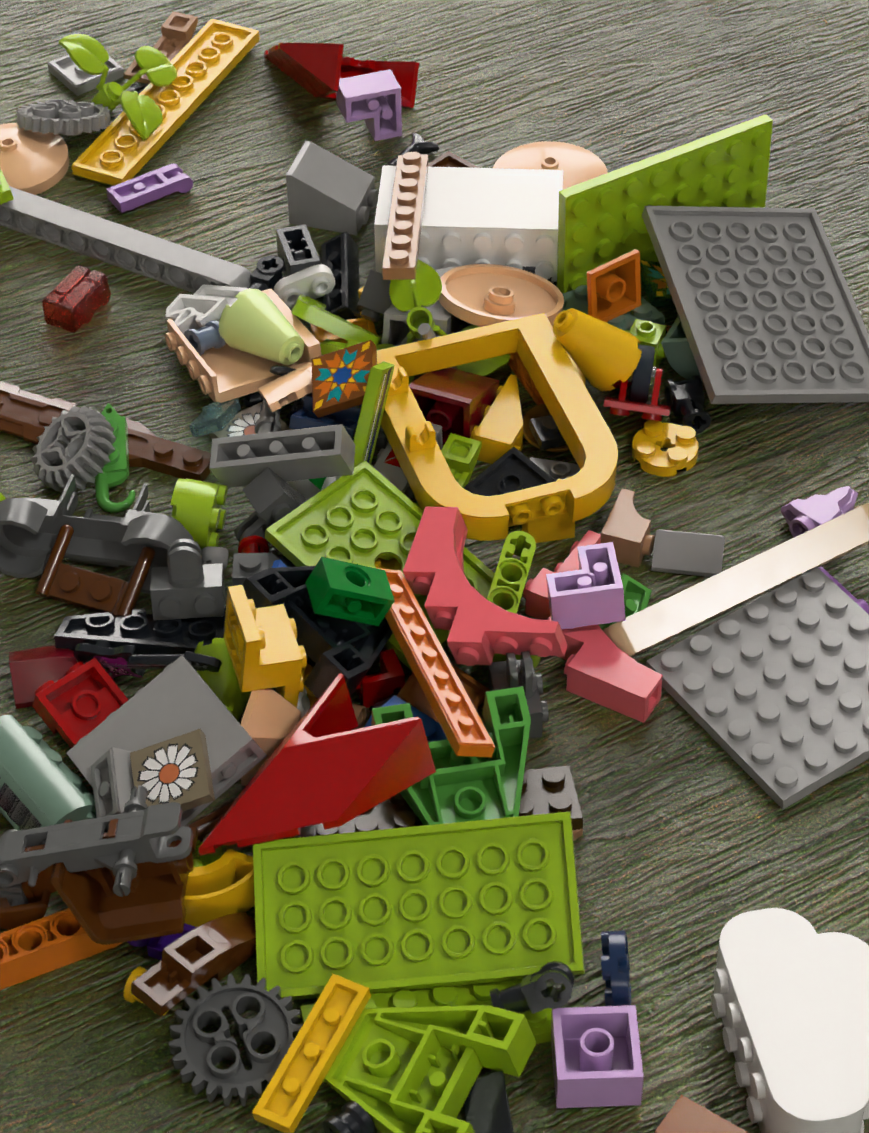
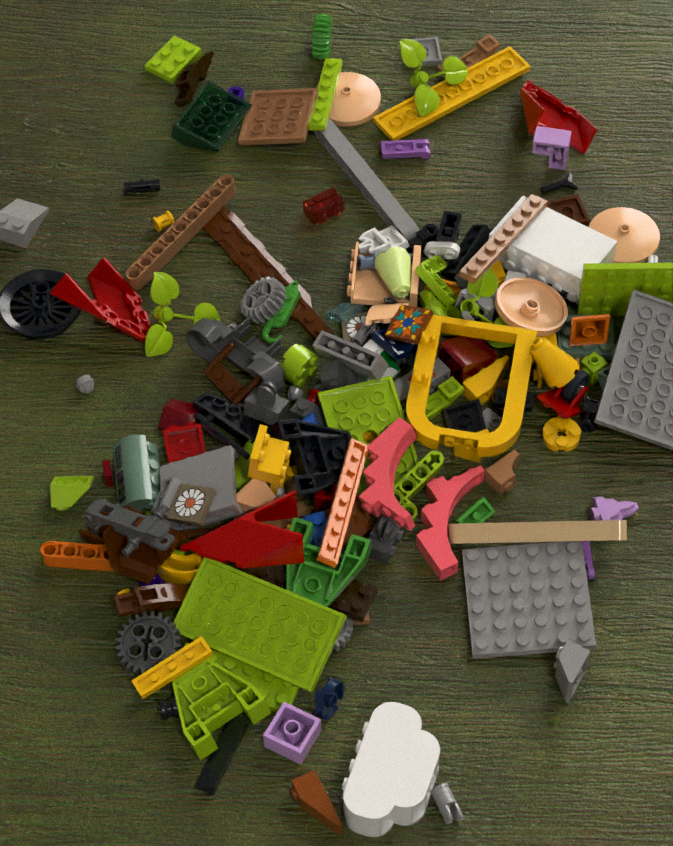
camera: 30 degrees right, 10 degrees up
(63, 117) = (386, 84): light grey gear -> none
(328, 191) = (491, 193): light grey slope -> none
(349, 591) = (319, 445): green brick -> none
(372, 411) = (406, 353): lime tile -> none
(533, 993) = (284, 690): black connector -> none
(588, 594) = (448, 503): lavender brick -> none
(688, 553) = (526, 500): light grey slope -> none

